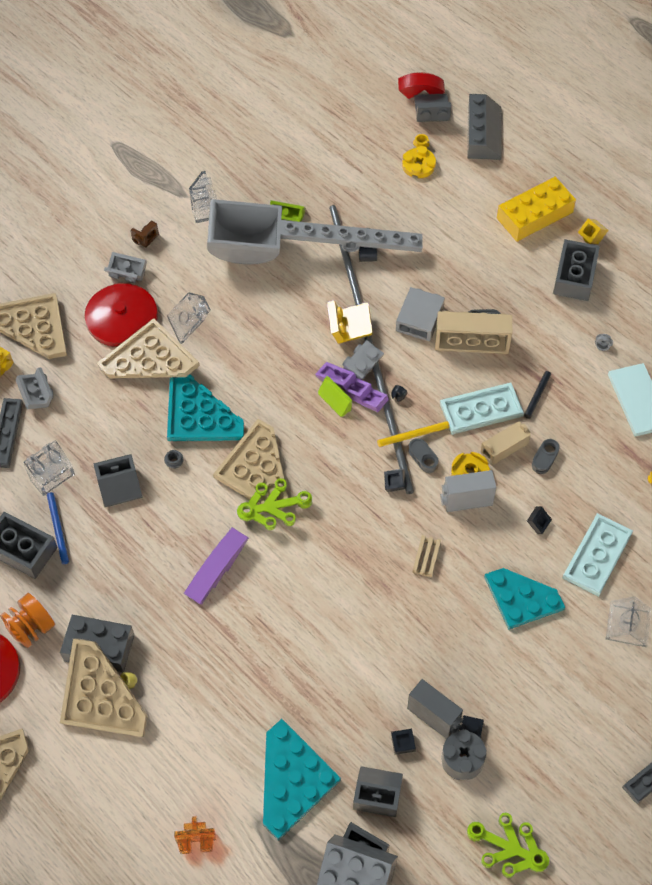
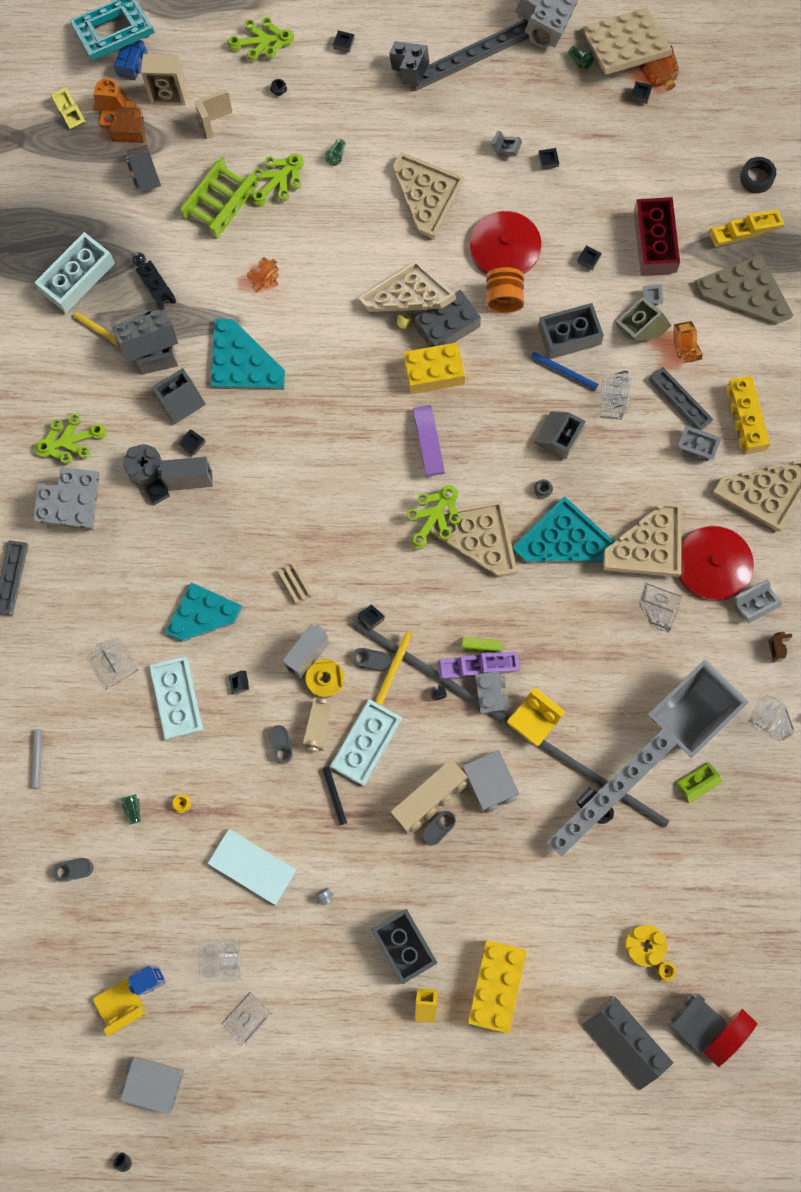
camera: 140 degrees right, 15 degrees up
(150, 616) = (434, 368): none -> yellow brick
(557, 776) = (71, 501): none -> light grey piece

